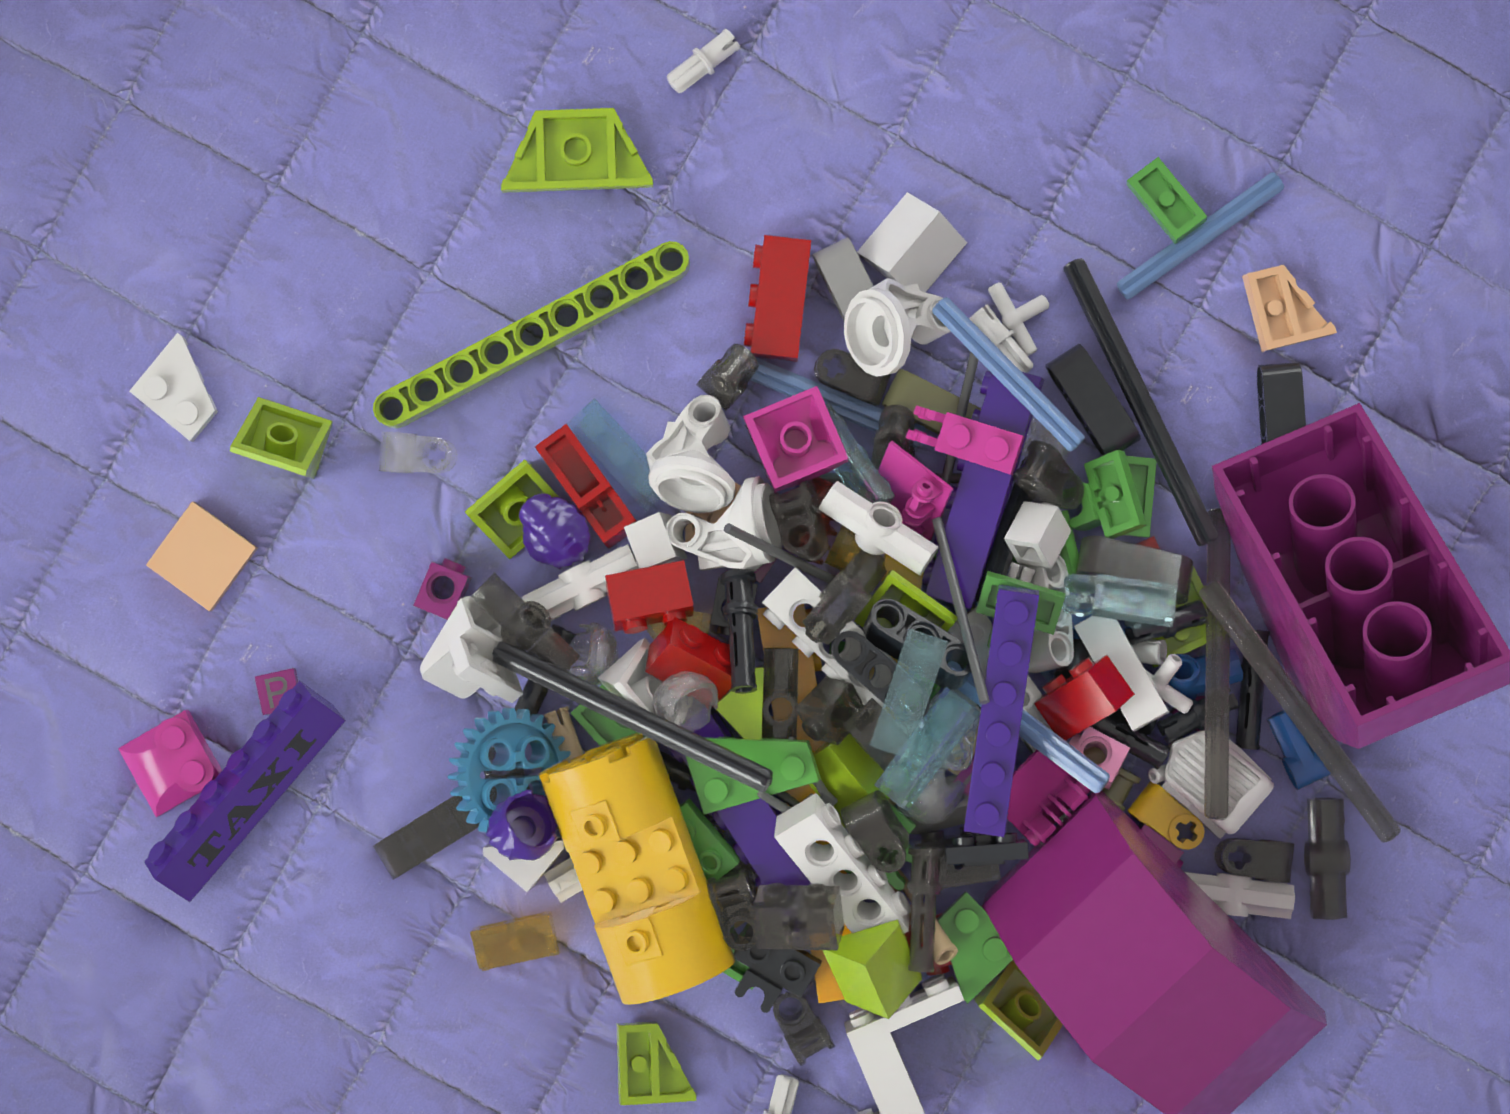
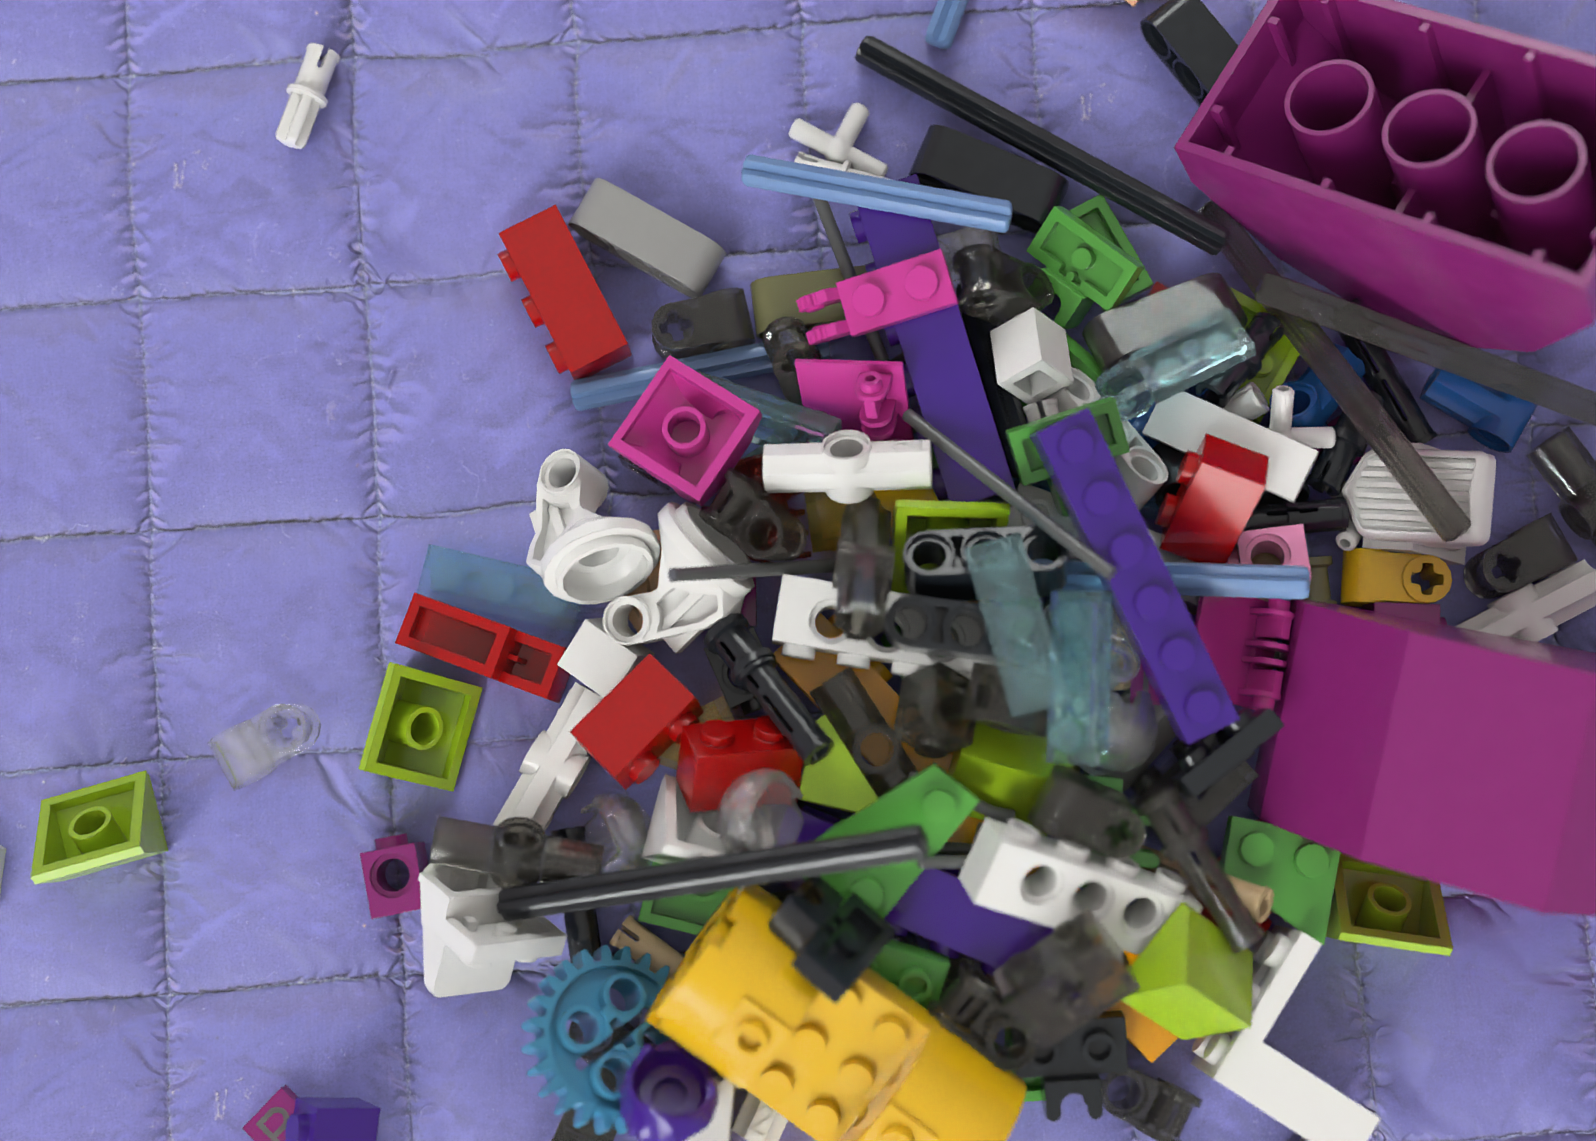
camera: 35 degrees left, 5 degrees down
(201, 556) = (91, 1029): light nougat tile -> none
(512, 335) = (286, 532): lime beam -> none
(554, 531) = (479, 723): dark purple hair -> none
(576, 153) = (229, 287): lime wing -> none
(678, 802) = (834, 938): none -> black plate
(729, 375) = (566, 413): clear smoke piece -> none
(885, 320) = (703, 233): white piece -> none
(912, 244) = (675, 143): white slope -> none

